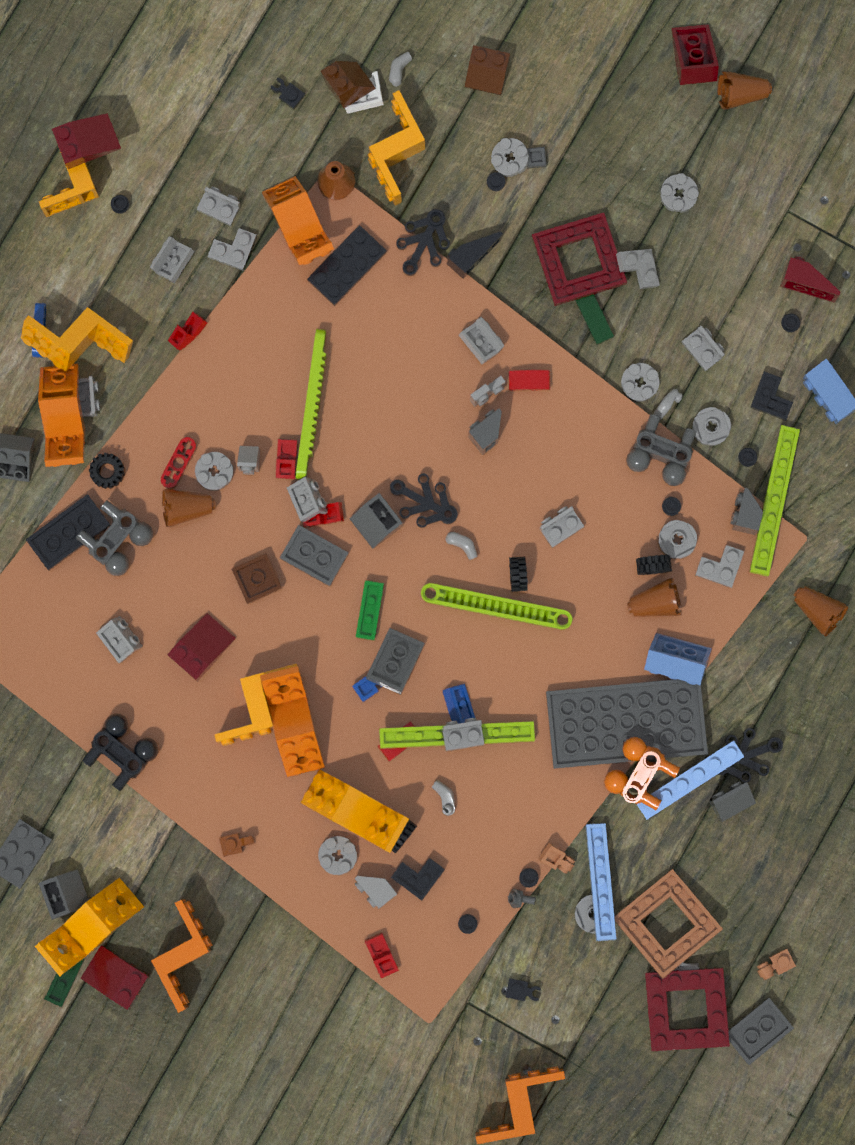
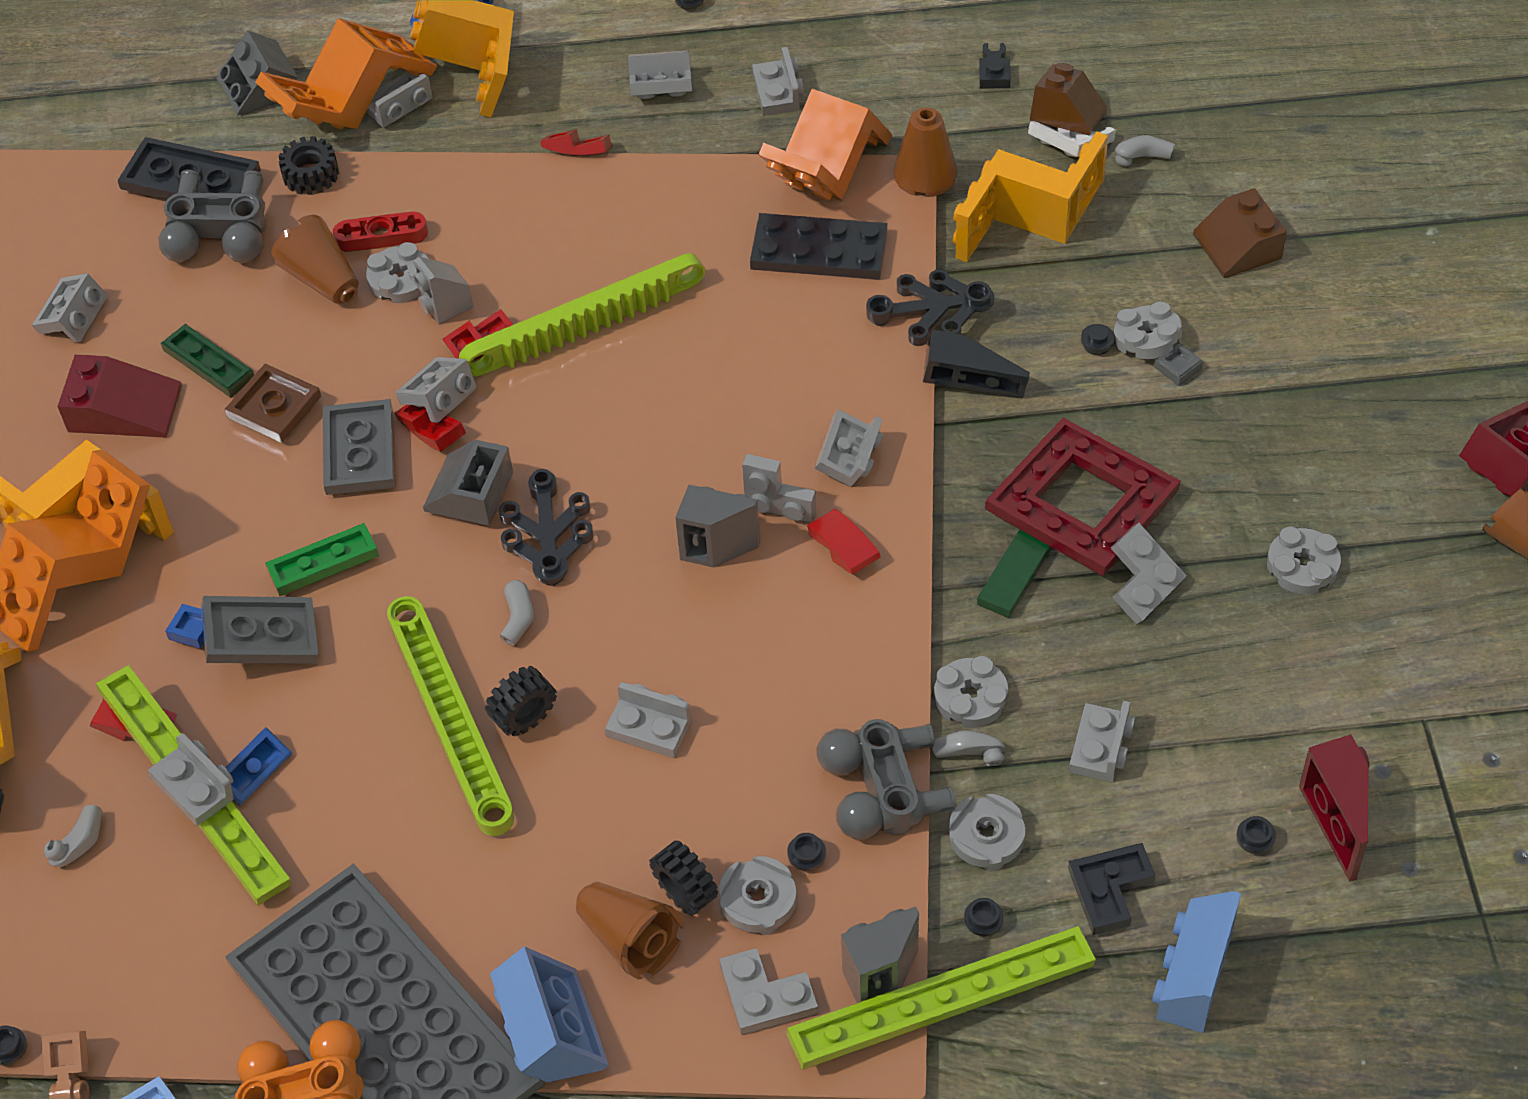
camera: 55 degrees right, 30 degrees down
(202, 592) = (207, 360): none -> dark green tile
(235, 254) = (730, 137): light grey plate -> none

